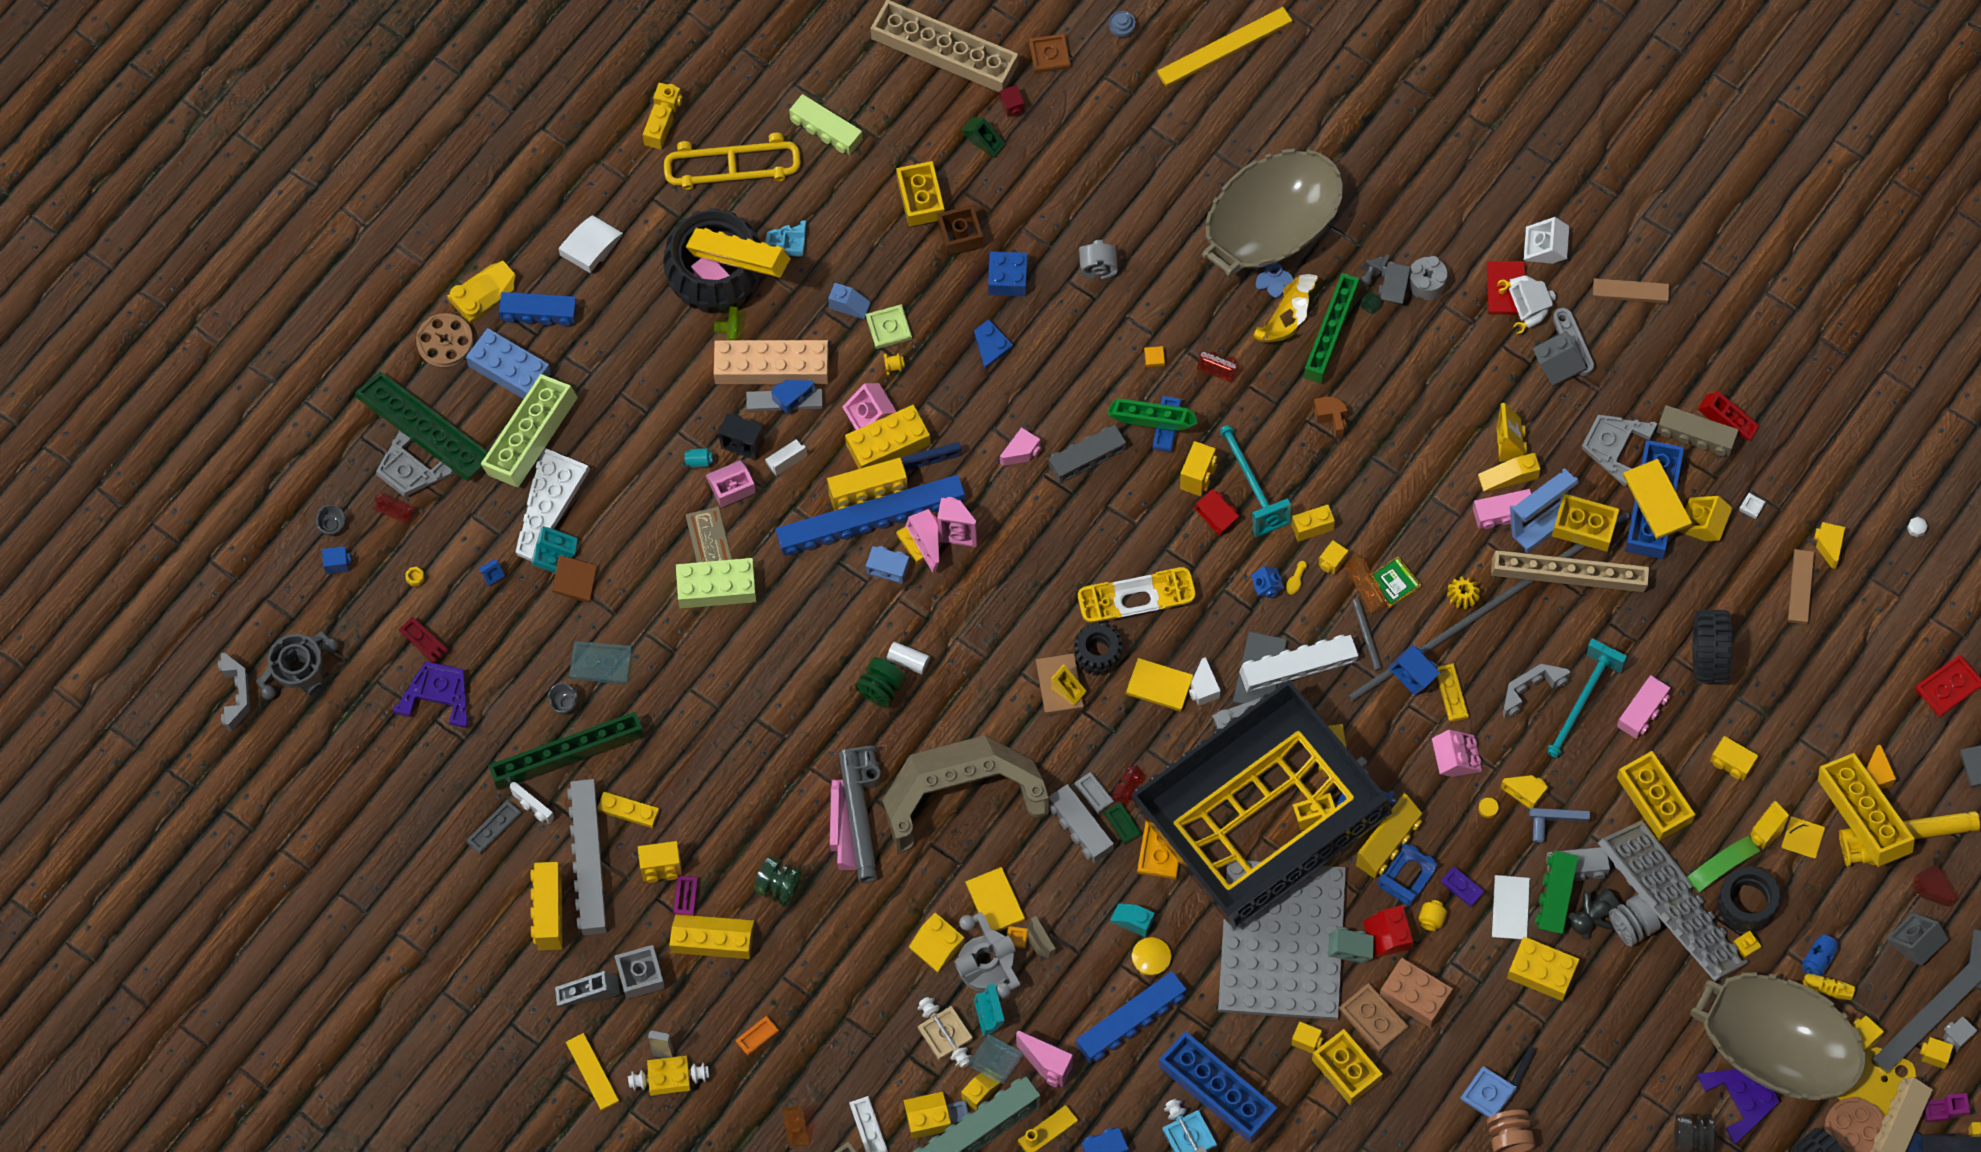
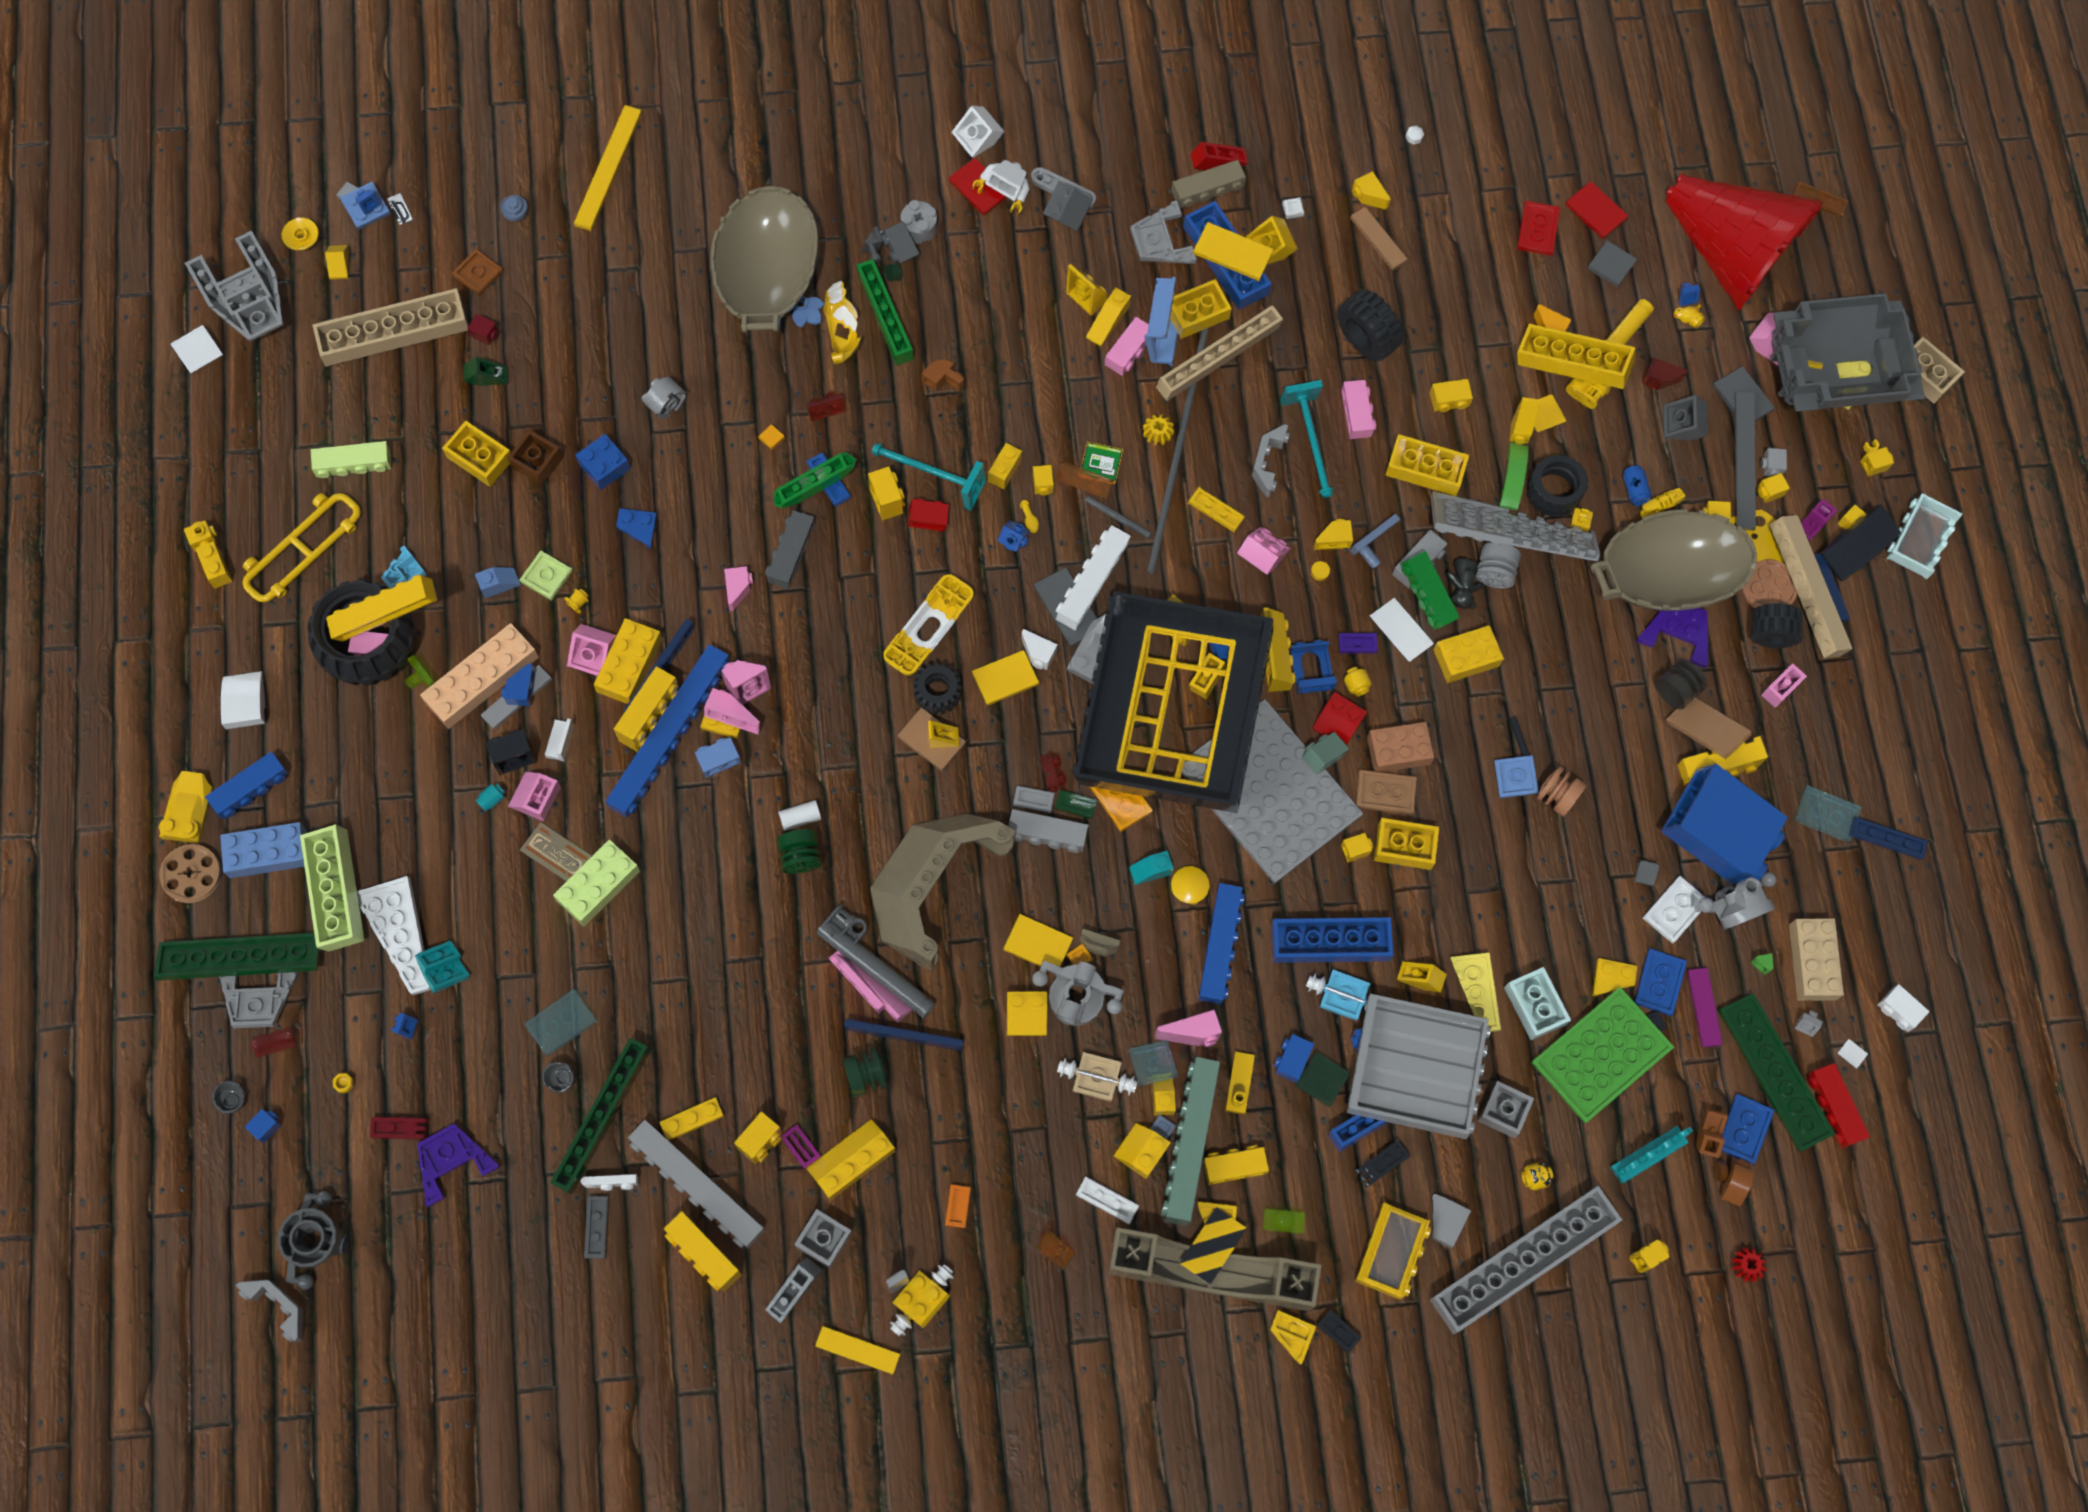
camera: 50 degrees left, 5 degrees up
(574, 578) = (478, 975): dark orange tile -> none
(833, 880) = (903, 1035): none -> dark blue tile
(989, 1010) = (1115, 1030): teal slope -> none
(1413, 669) = (1180, 513): blue brick -> none
(1630, 290) = (1067, 121): medium nougat tile -> none

